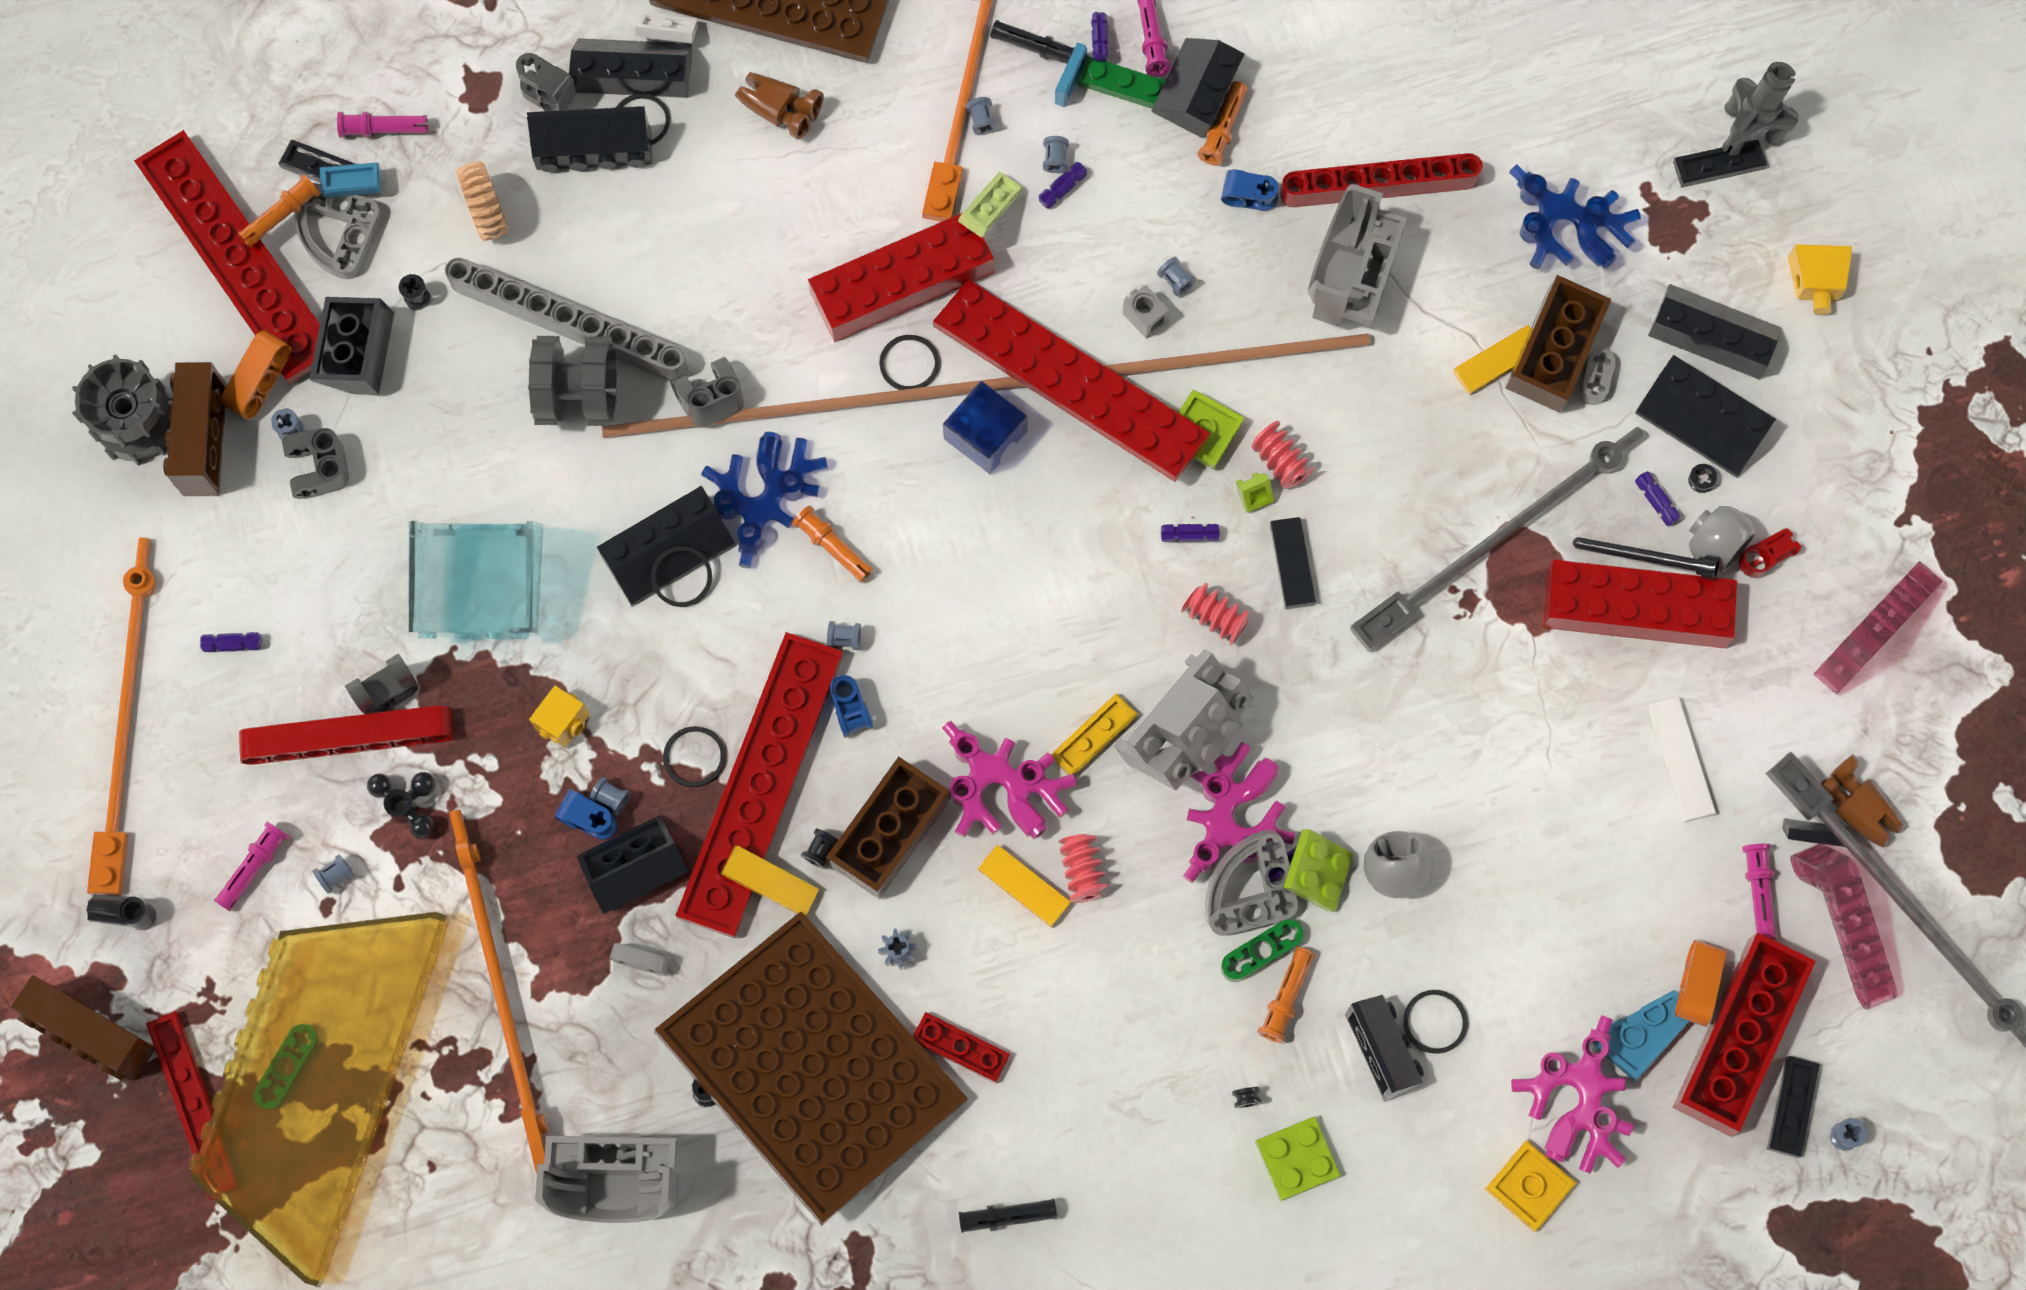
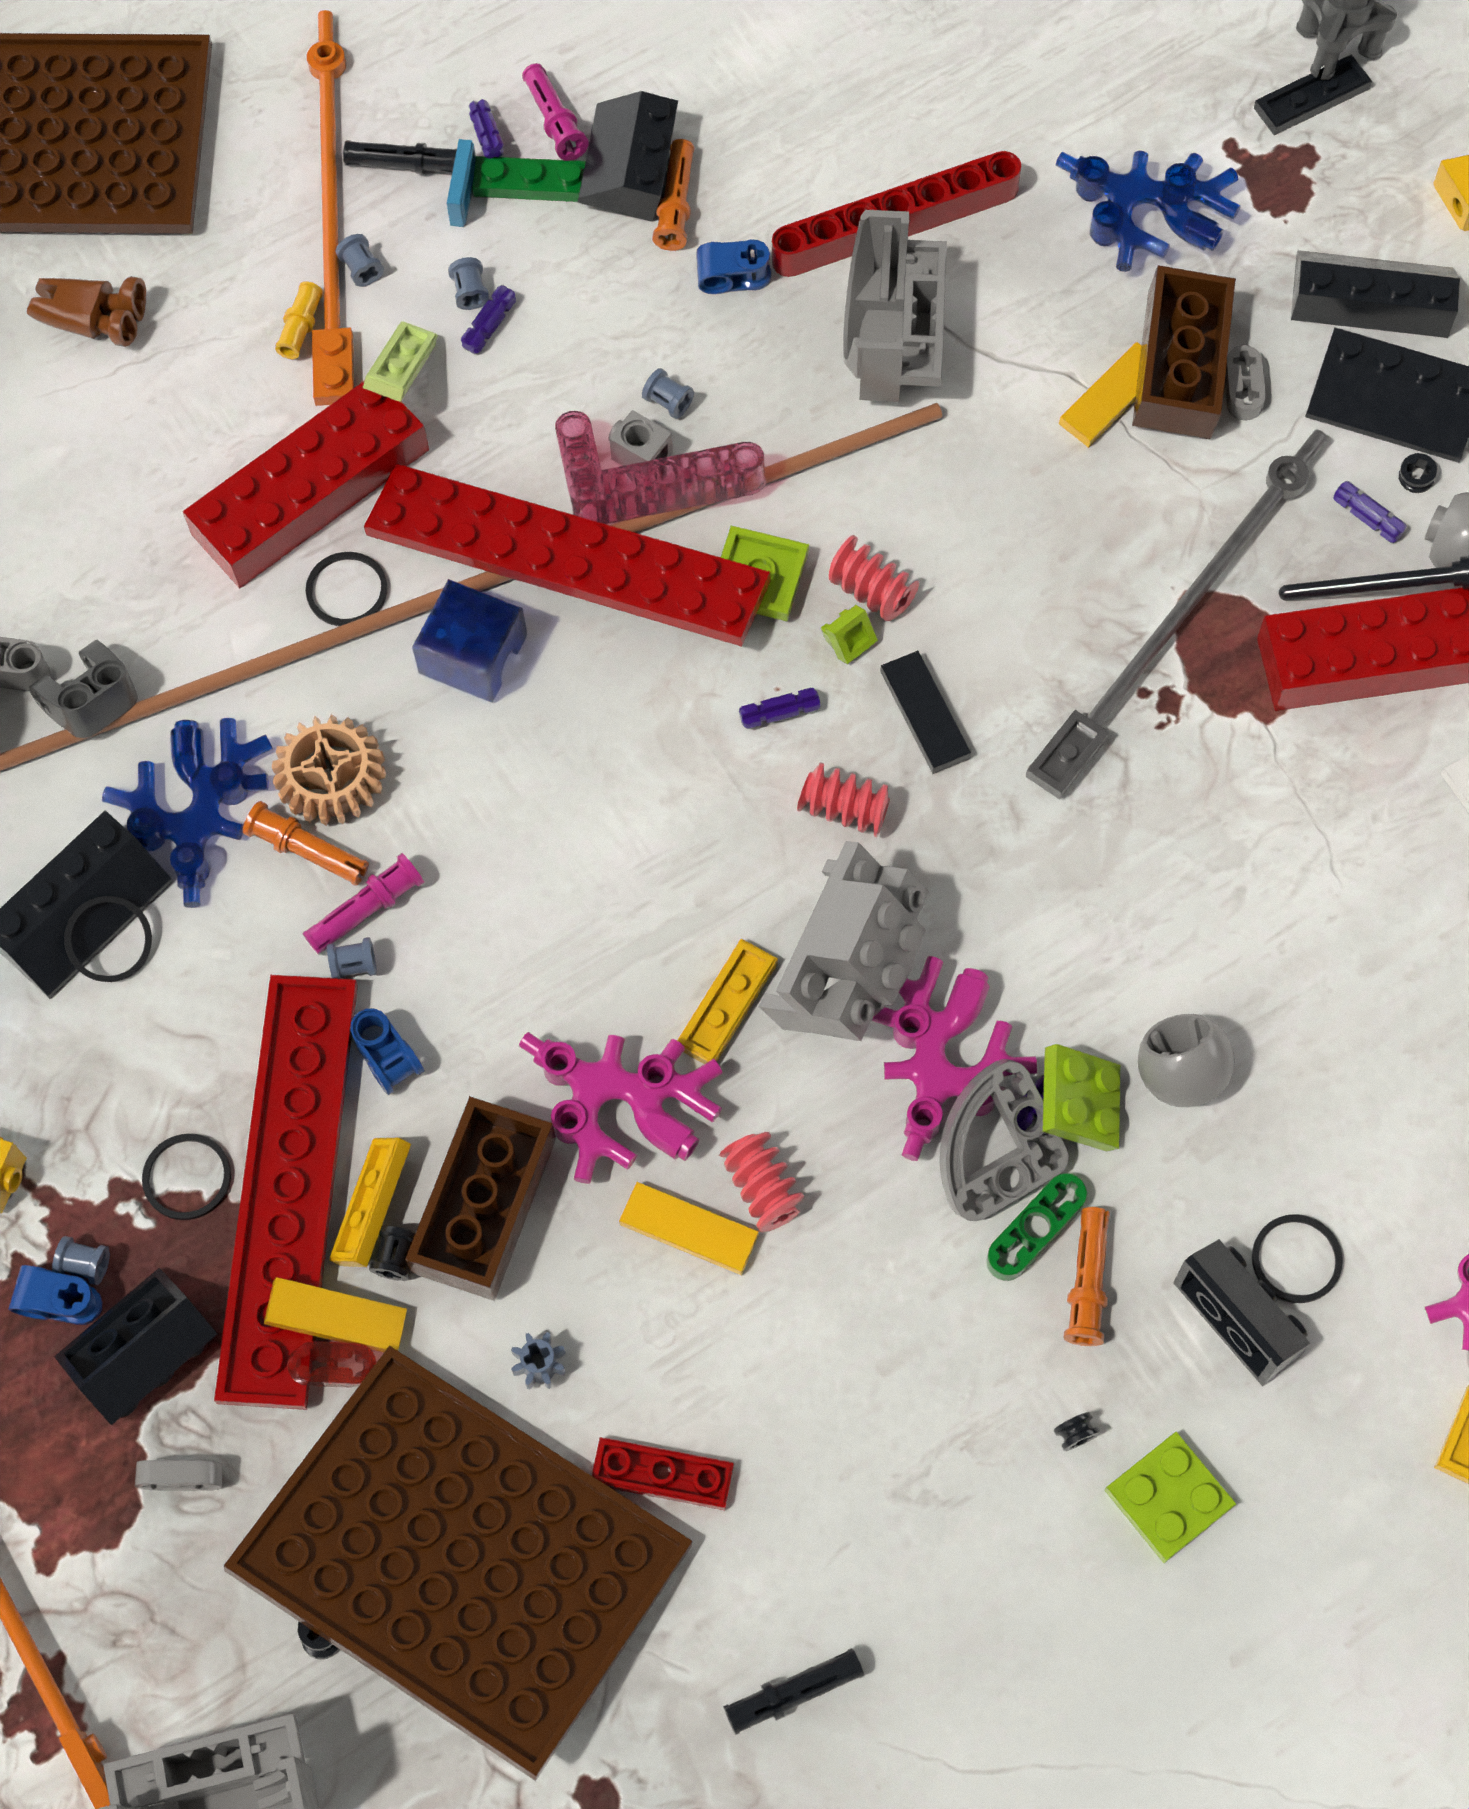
camera: 15 degrees left, 5 degrees down
(761, 906) = (332, 1354): none -> clear red beam
(813, 809) = (369, 1202): none -> yellow tile
(874, 495) = (295, 773): none -> light nougat gear
(875, 592) = (378, 893): none -> dark pink pin
(926, 151) = (299, 320): none -> yellow pin
(1143, 339) = (654, 484): none -> clear pink beam

